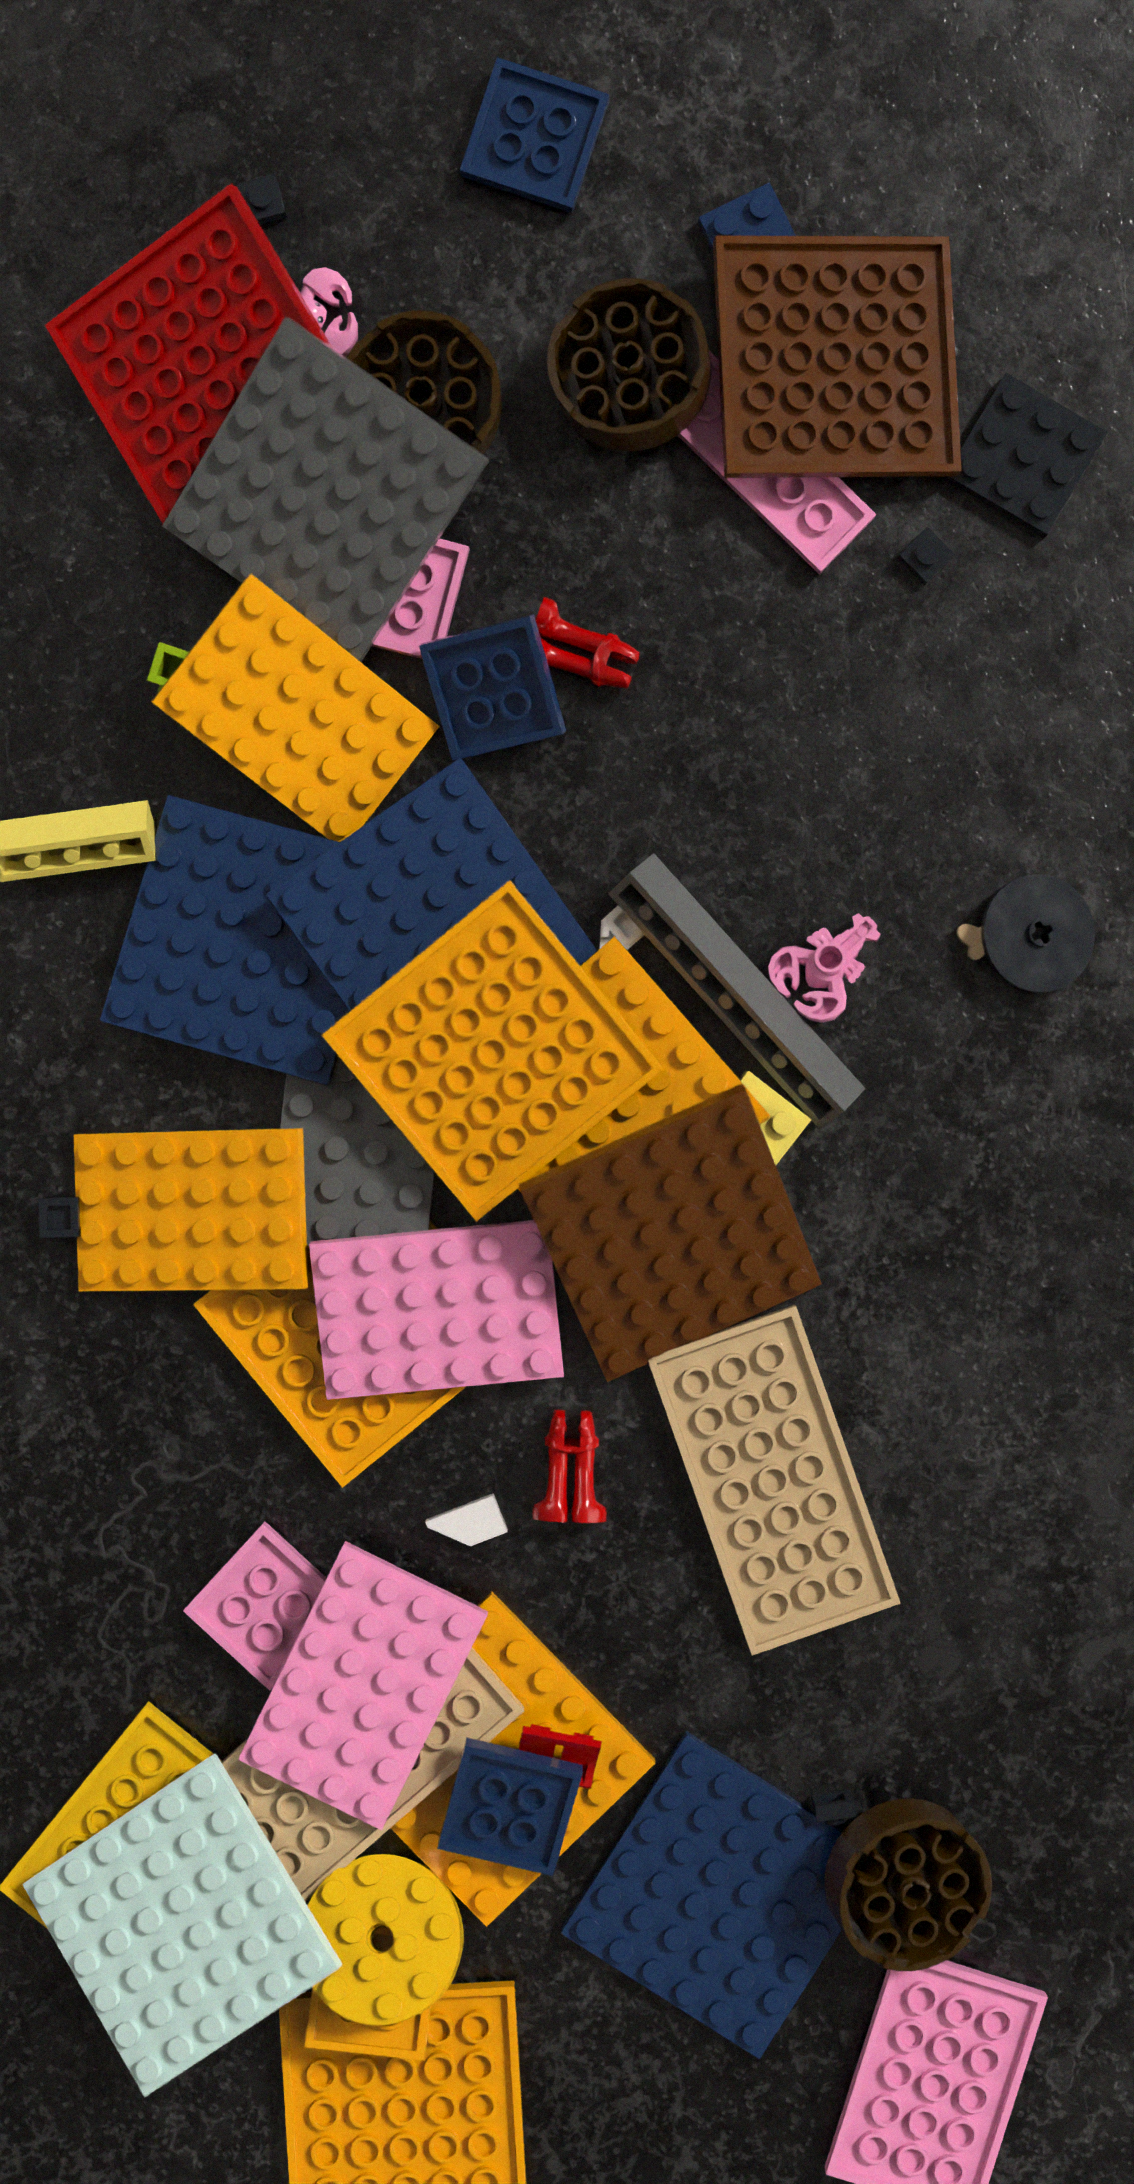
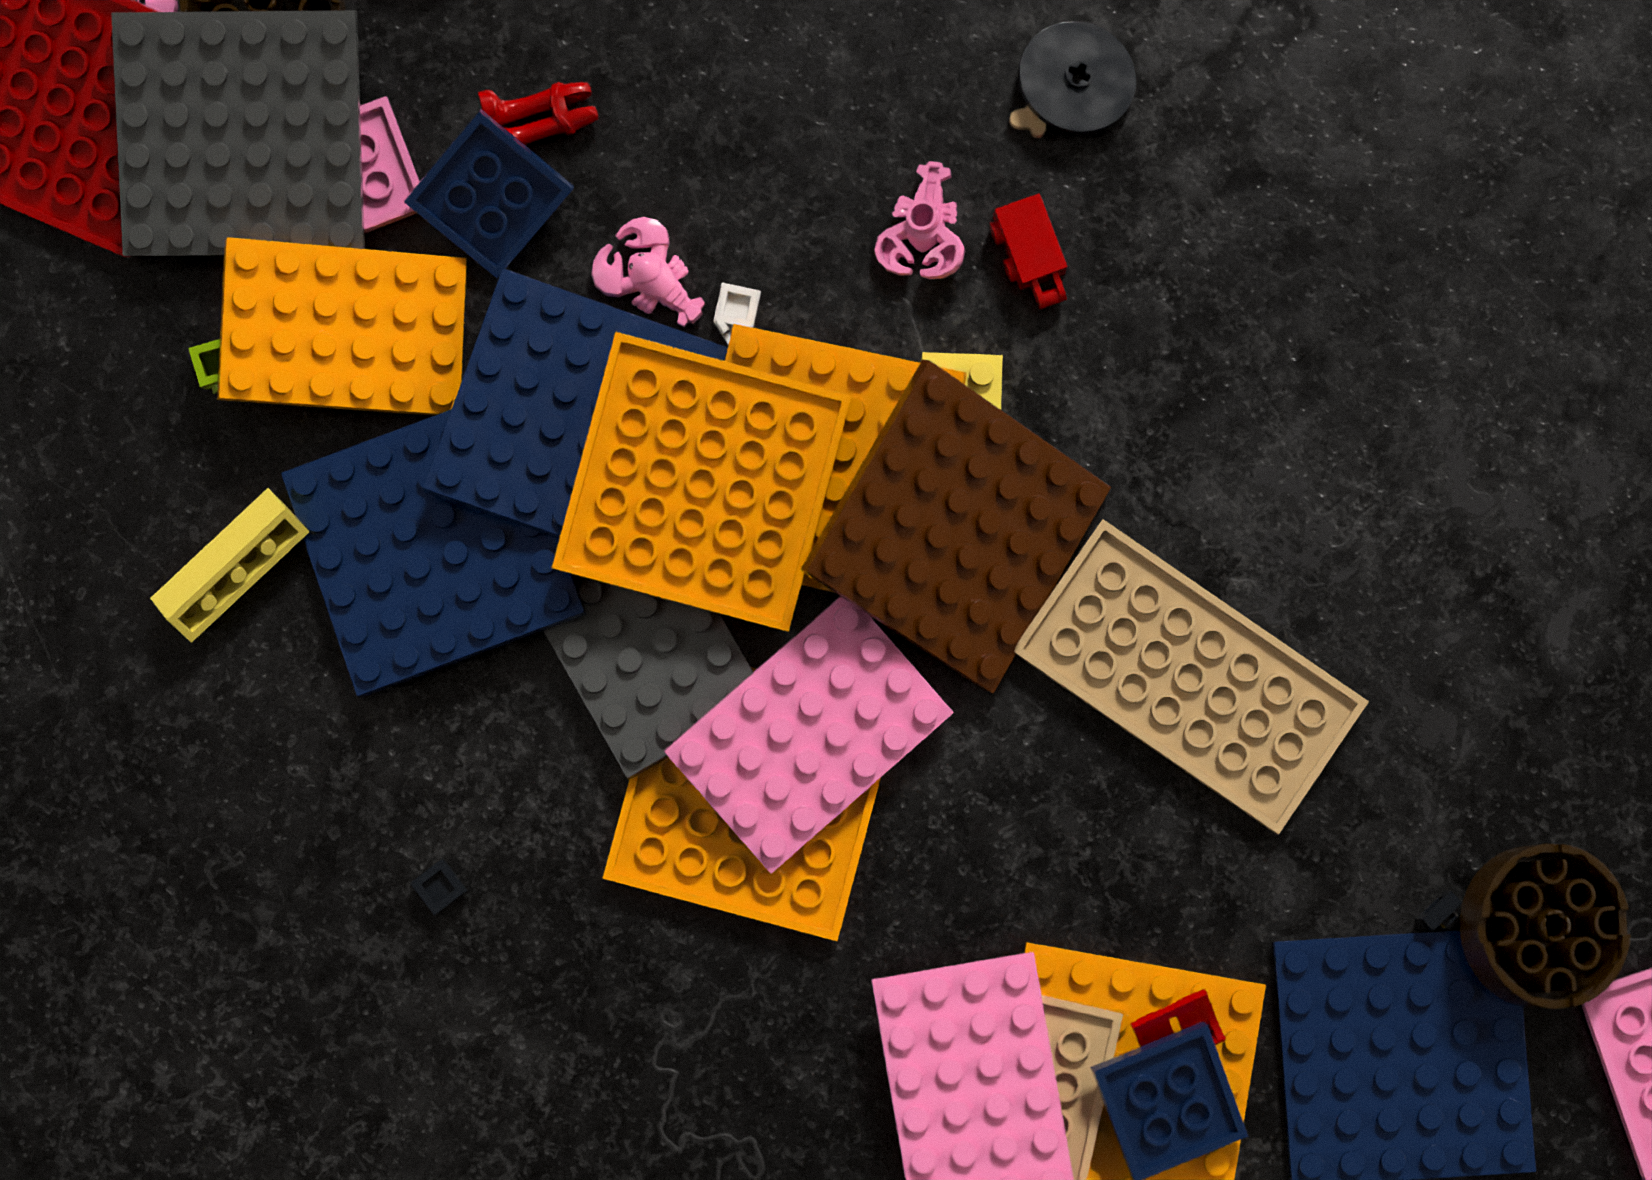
camera: 35 degrees left, 5 degrees down
(191, 1210) = (545, 799): light orange plate -> none
(259, 1603) = (838, 1091): bright pink plate -> none
(471, 1522) = (966, 894): white tile -> none
(554, 1505) = (1023, 826): red piece -> none
(576, 842) = (647, 272): none -> bright pink animal
(737, 991) = (865, 296): dark grey brick -> none
(898, 1046) = (1030, 248): none -> red brick

